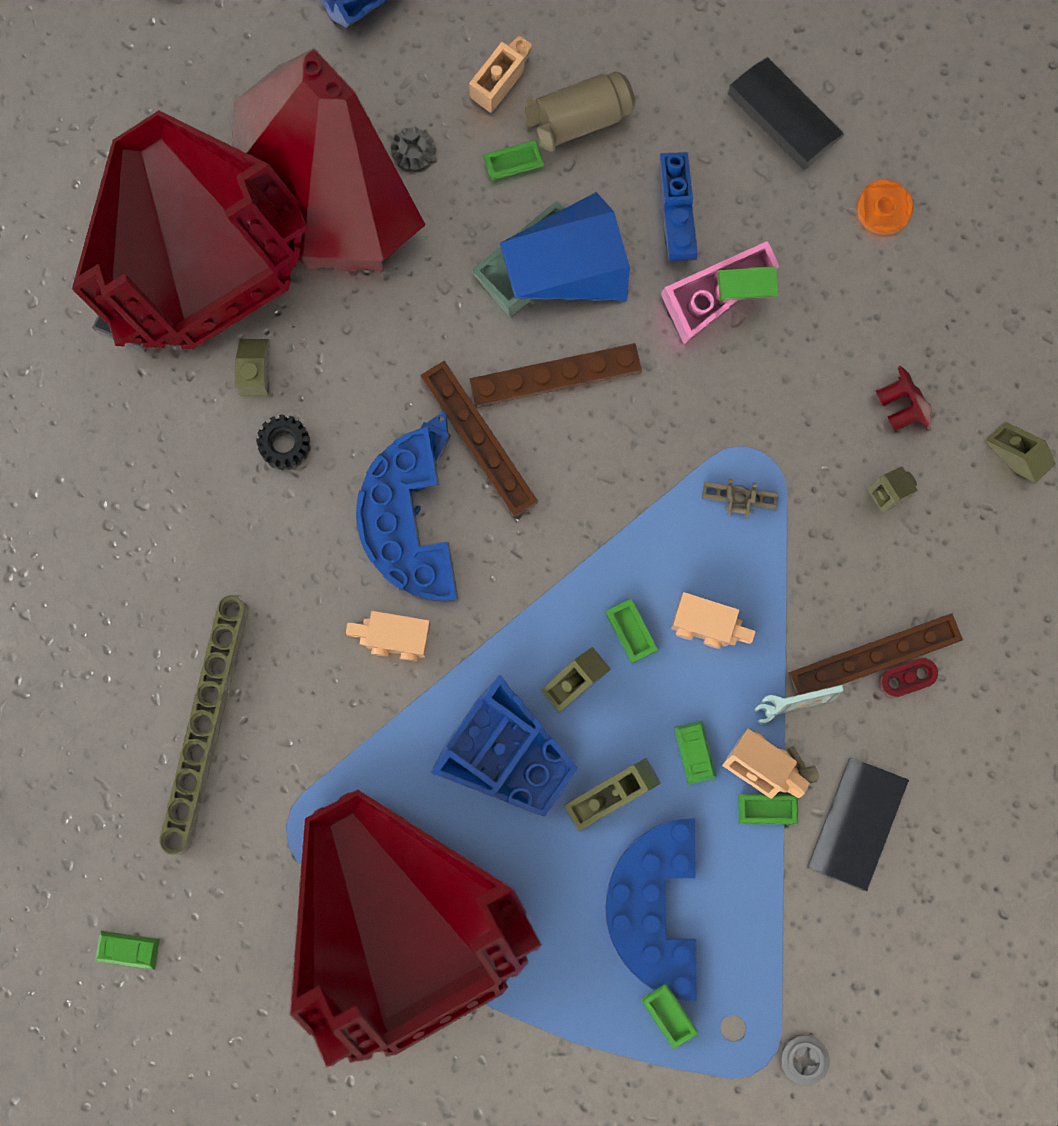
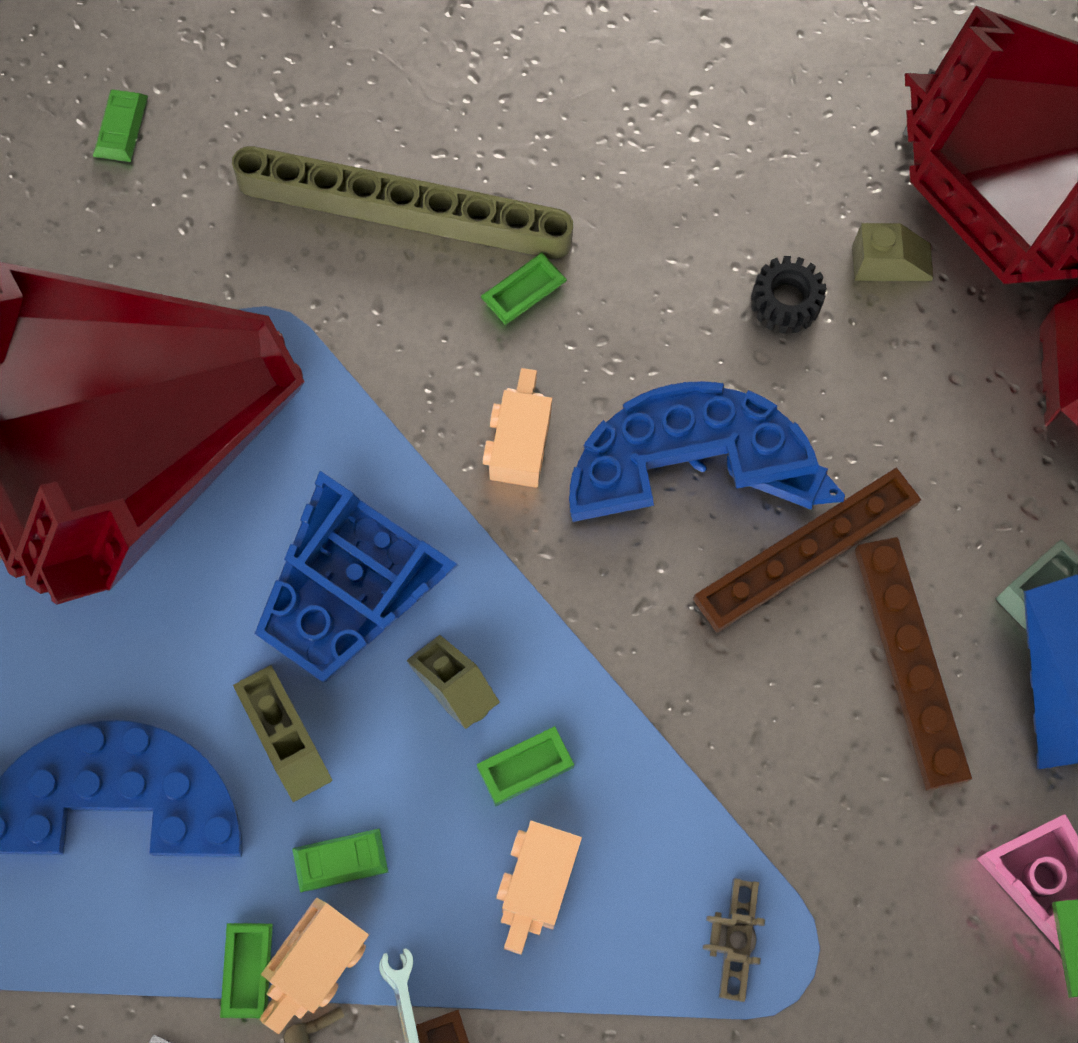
camera: 90 degrees right, 10 degrees down
(275, 633) = (523, 288): none -> bright green tile

